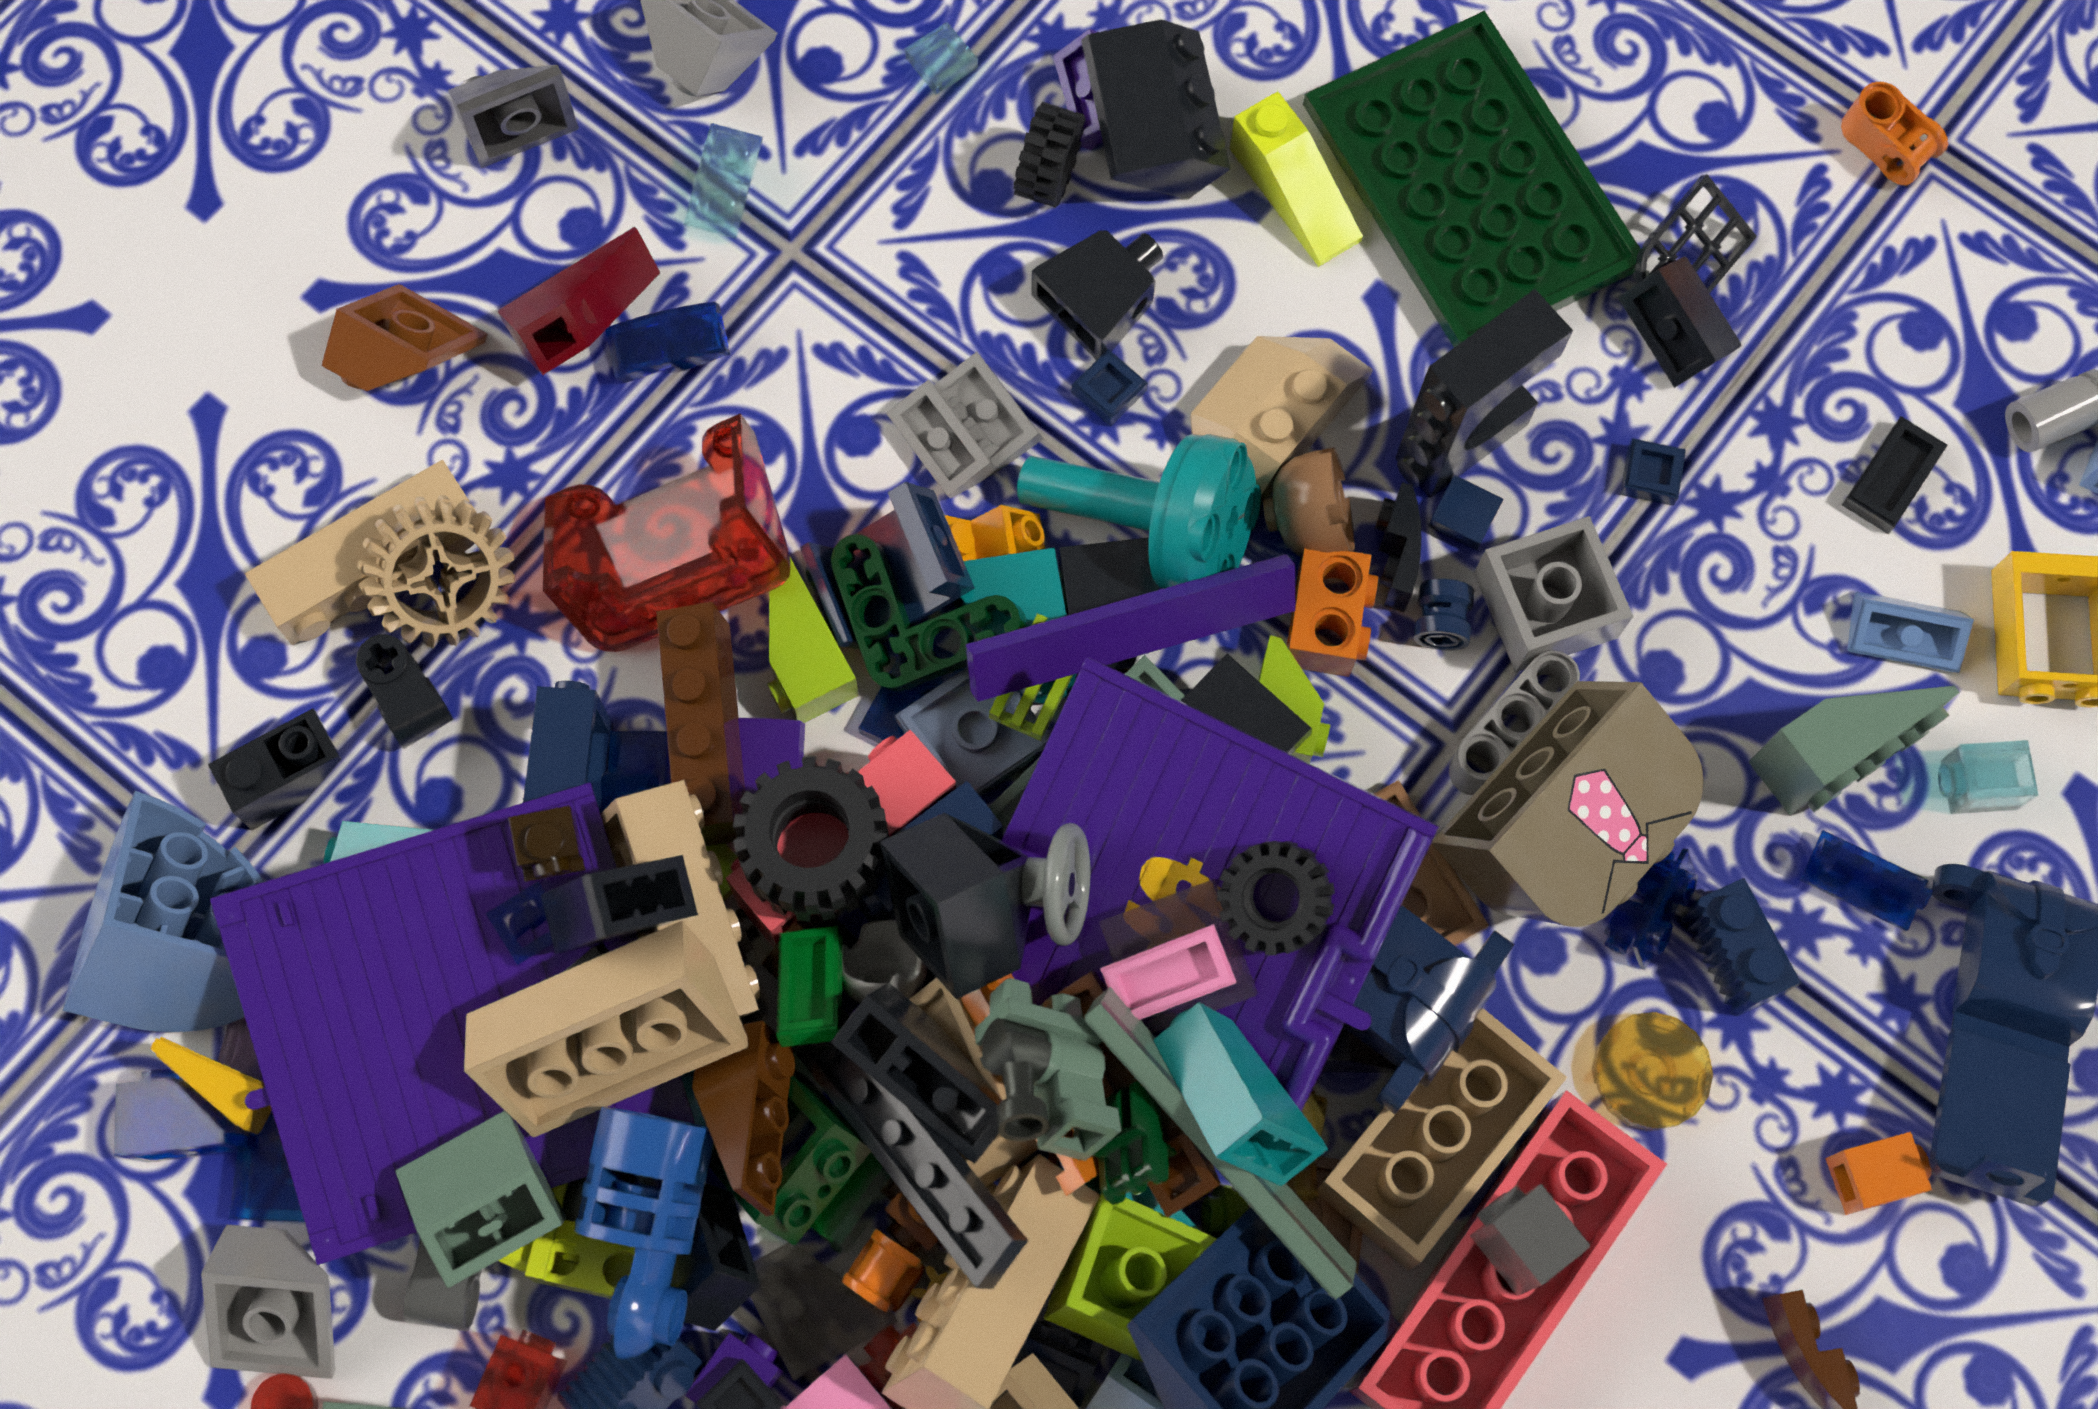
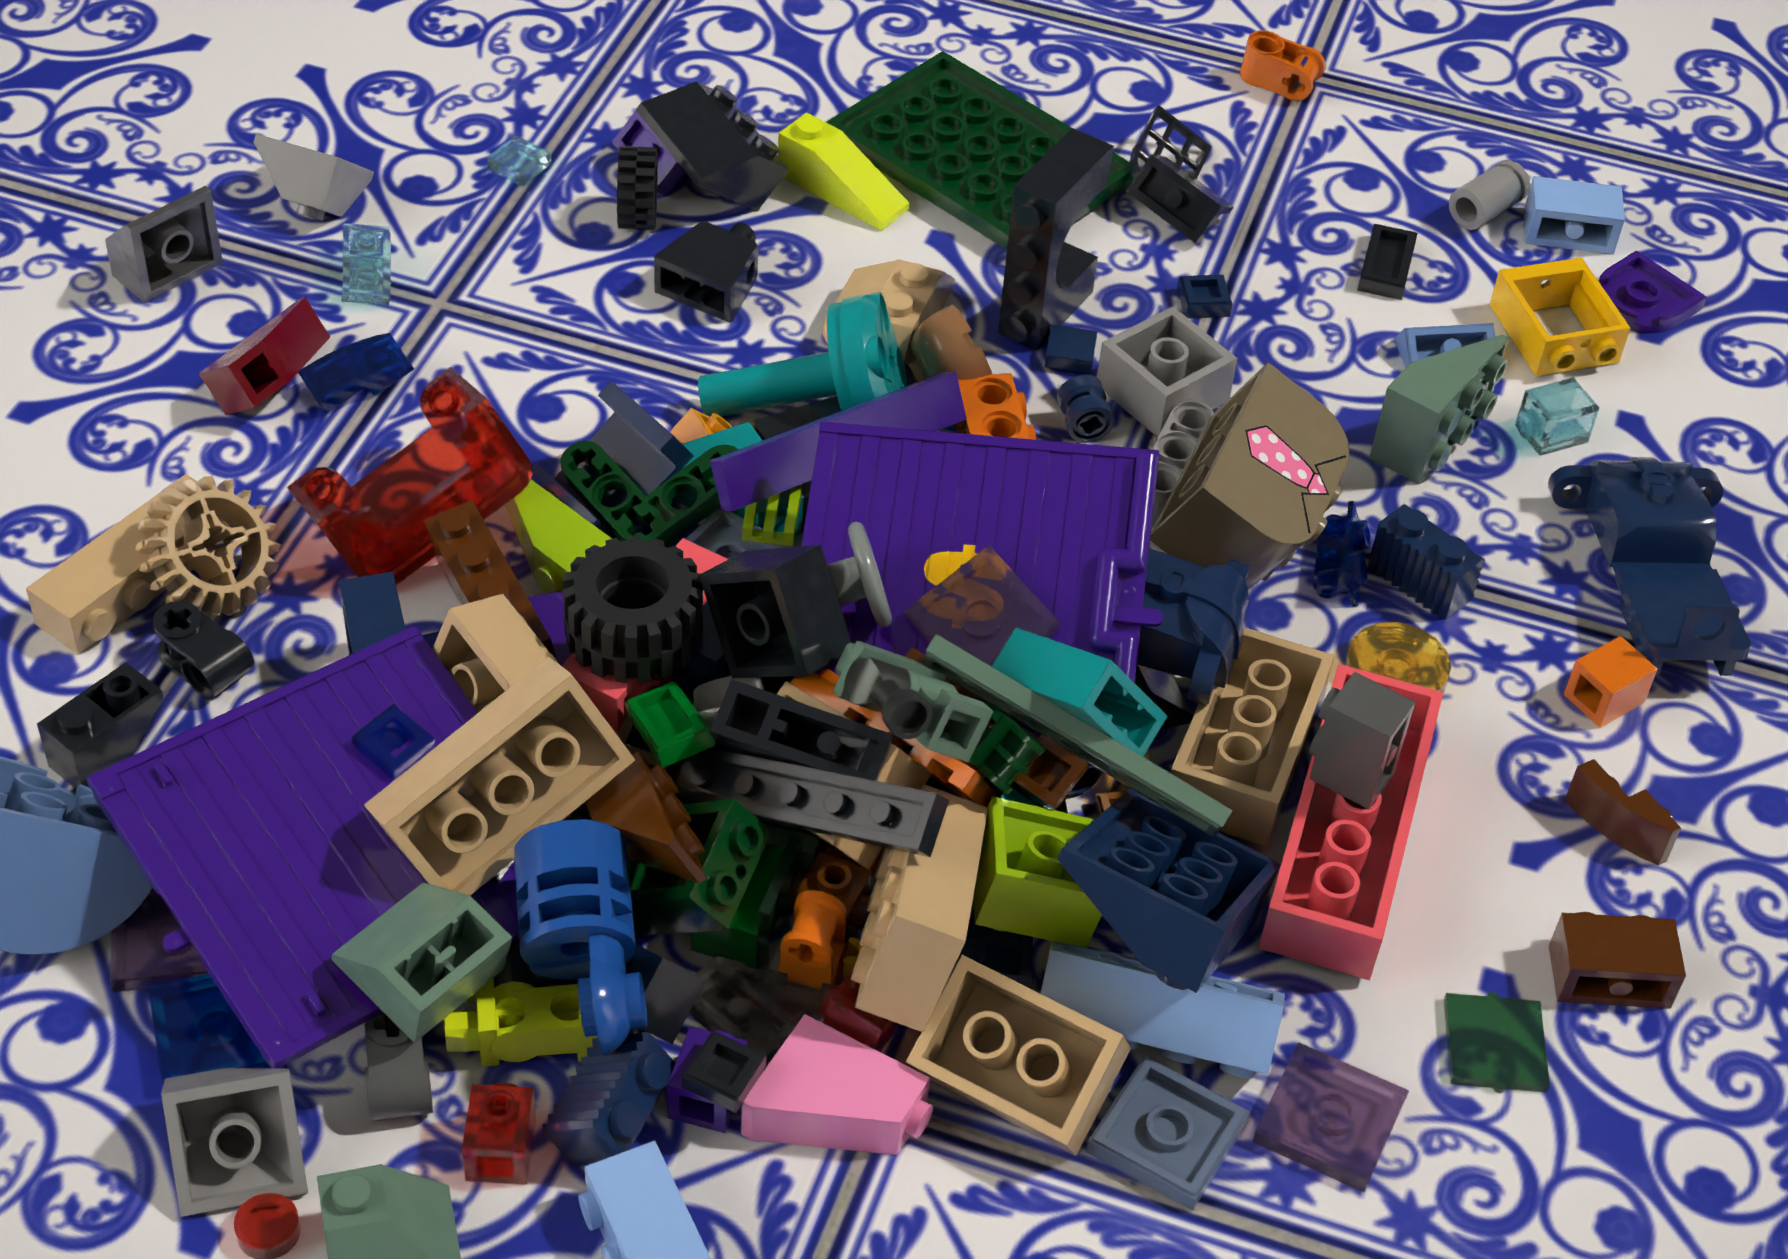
camera: 20 degrees left, 25 degrees down
(171, 1121) = (88, 1012): clear blue slope -> none
(216, 1083) = (120, 963): yellow slope -> none
(394, 338) = (106, 419): dark orange slope -> none
(547, 843) = (395, 661): dark brown brick -> none
(618, 903) = (471, 666): black slope -> none
(964, 426) = (641, 368): light grey slope -> none
(1109, 387) = (745, 332): dark blue tile -> none
(1171, 973) = (986, 616): bright pink tile -> none
(1238, 903) = (1041, 508): black tyre -> none
(1402, 541) = (1031, 373): black slope -> none
(1866, 881) = (1482, 500): clear blue hinge -> none

